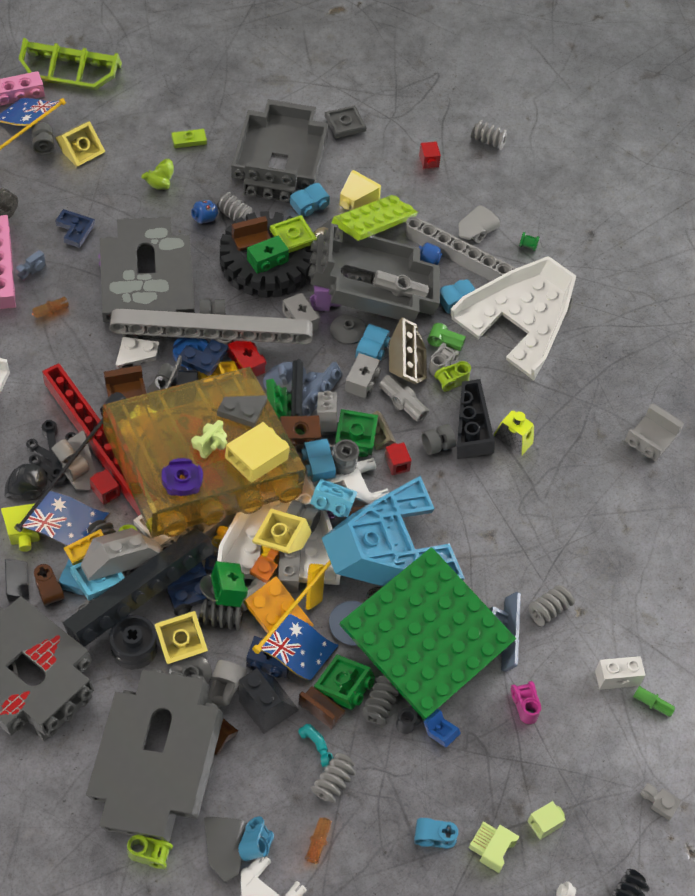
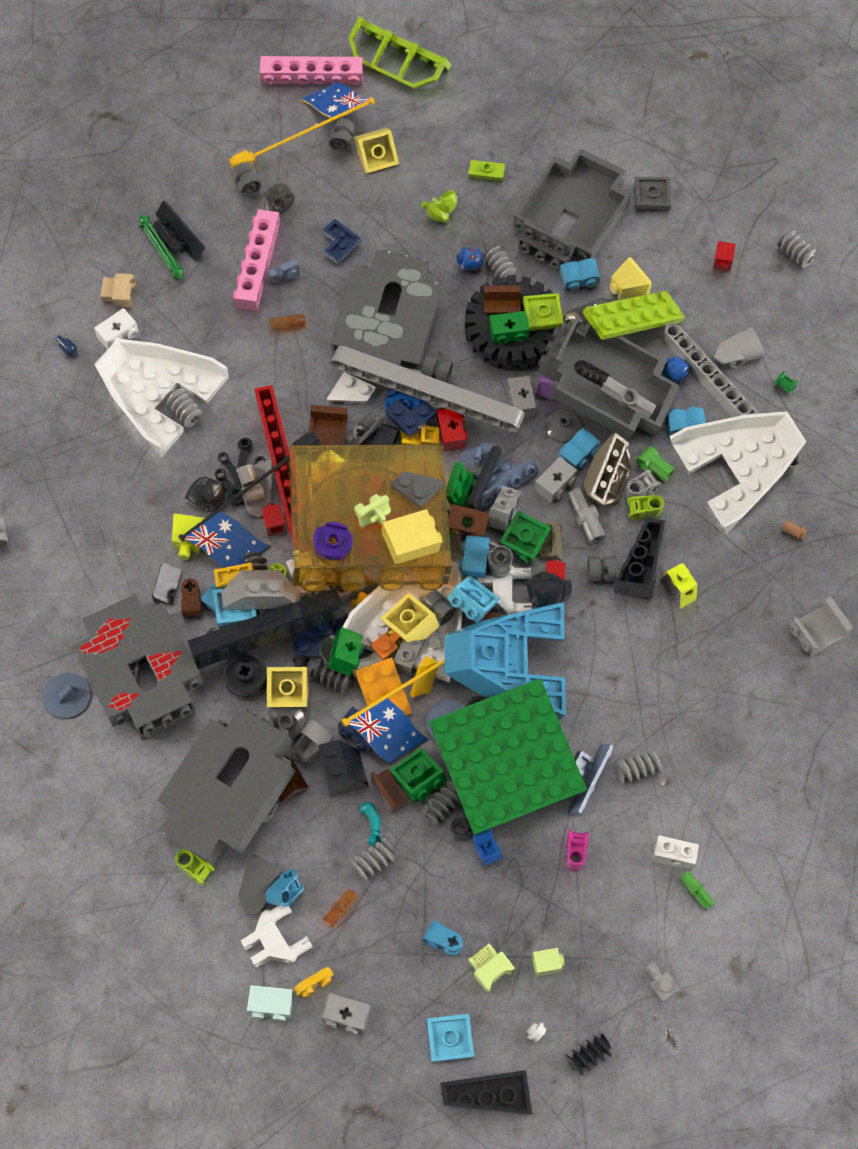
camera: 25 degrees right, 10 degrees up
(398, 470) = (548, 589): none -> black helmet
(590, 358) = (795, 530): none -> medium nougat pin

